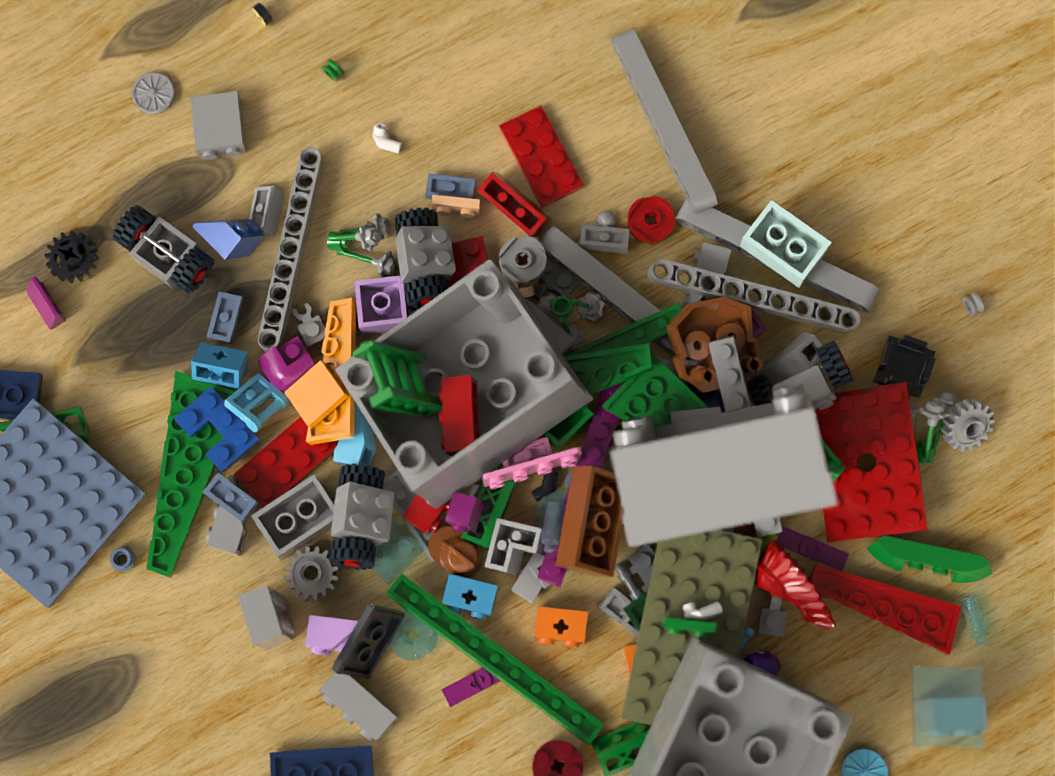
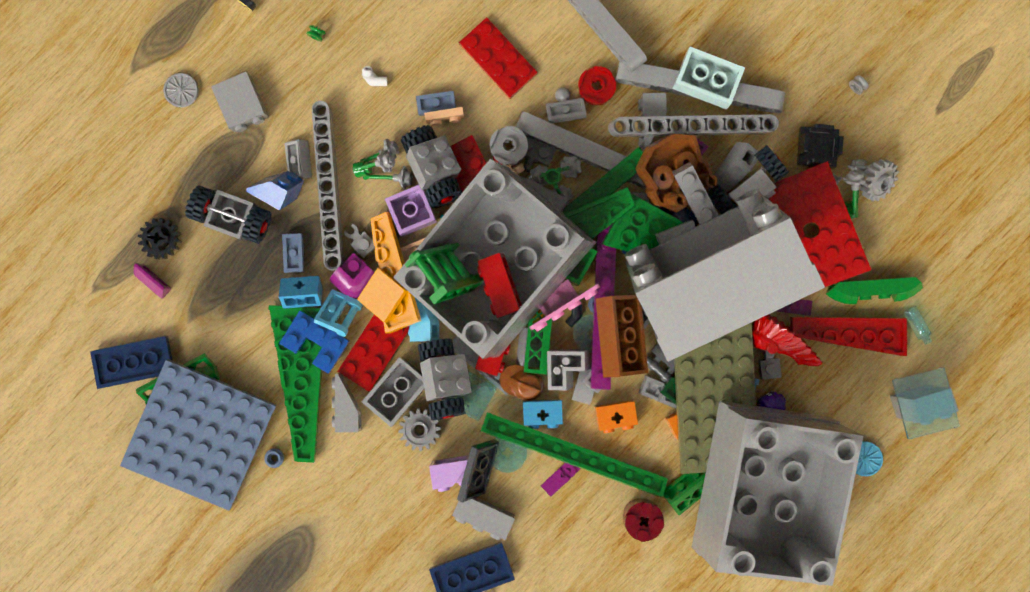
camera: 15 degrees left, 10 degrees up
(230, 497) = (341, 392): sand blue plate -> none
(266, 617) = (396, 476): light grey brick -> none
(464, 512) = (521, 355): magenta brick -> none
(514, 204) = (489, 103): red brick -> none
(552, 525) = (591, 346): clear light blue cylinder -> none
(700, 628) = (723, 393): green plate -> none
(704, 613) = (723, 382): white arm -> none

